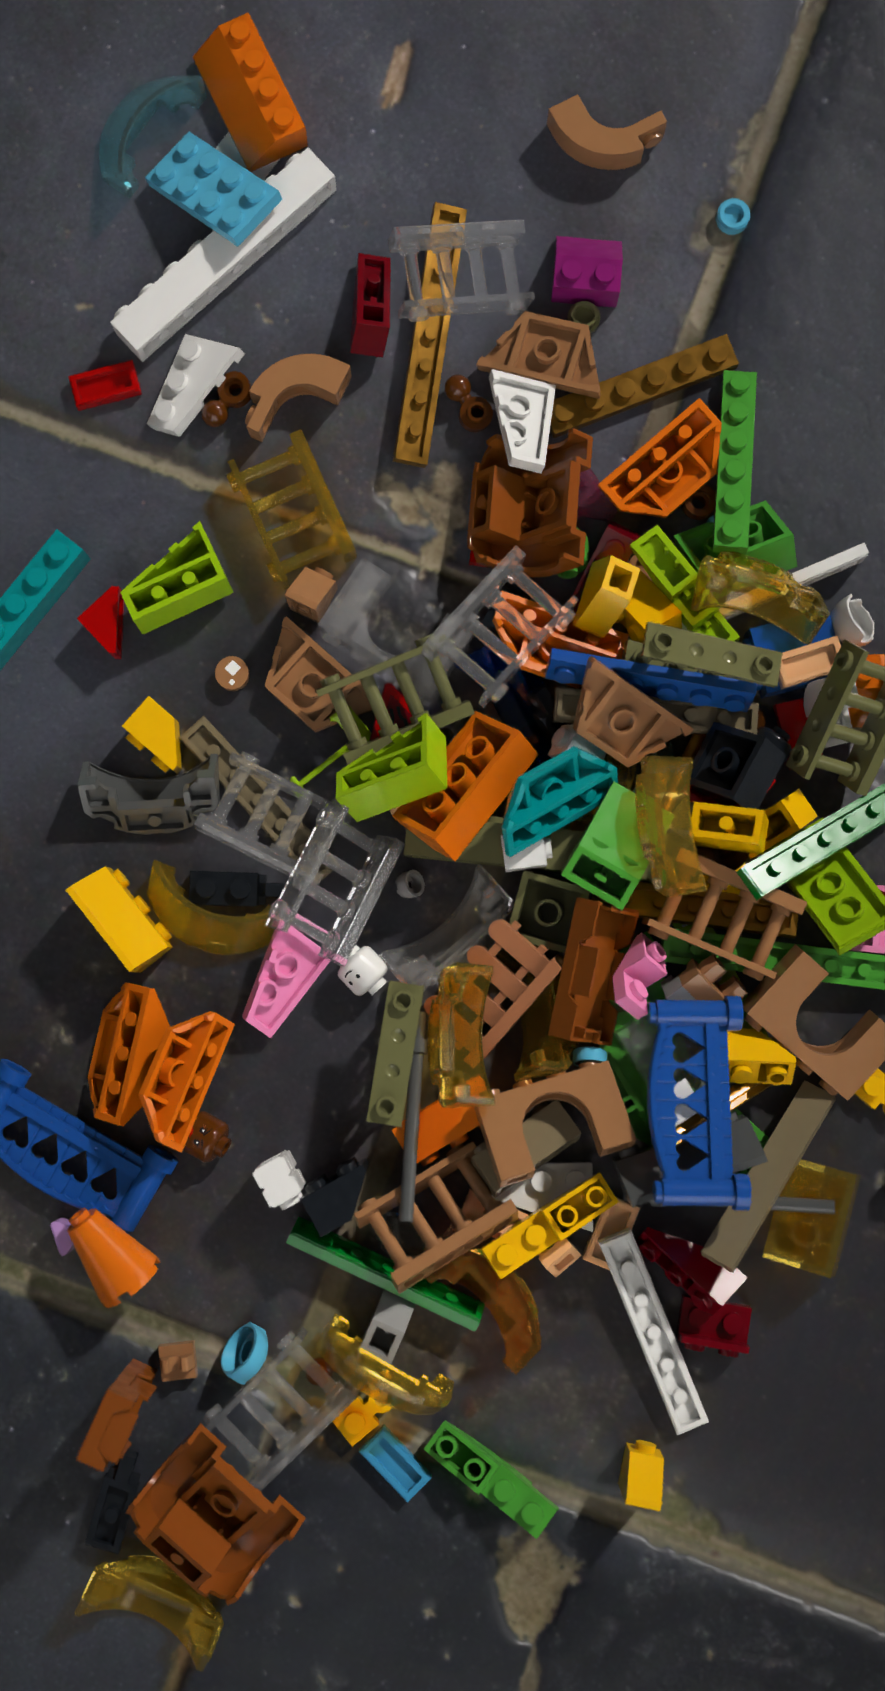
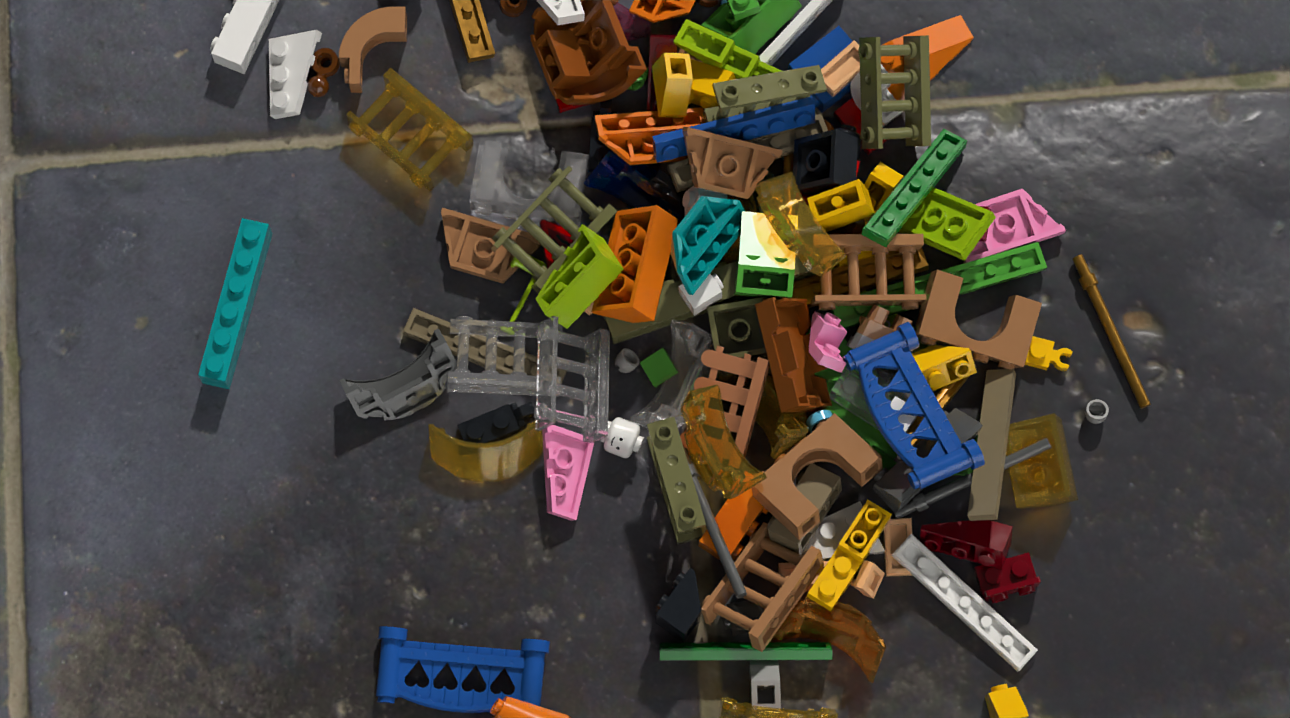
camera: 25 degrees left, 10 degrees down
(105, 385) = (224, 102): red tile -> none
(105, 621) = (306, 273): red slope -> none
(121, 918) = (423, 481): yellow slope -> none
(124, 1051) = (473, 575): orange wedge -> none
(158, 732) = (383, 334): yellow slope -> none
(177, 584) = (351, 218): lime wedge -> none
(182, 1076) = (525, 569): orange wedge -> none
(208, 1138) = (561, 613): reddish brown head -> none
(232, 673) = (420, 268): medium nougat tile -> none
(280, 1180) = (634, 614): white brick -> none
(311, 593) = (454, 183): medium nougat slope -> none
(441, 908) = (659, 367): none -> bright green tile
(489, 595) = (580, 143): clear fence -> none
(760, 590) = (784, 33): clear yellow windscreen -> none
(852, 622) = (860, 26): white hair -> none

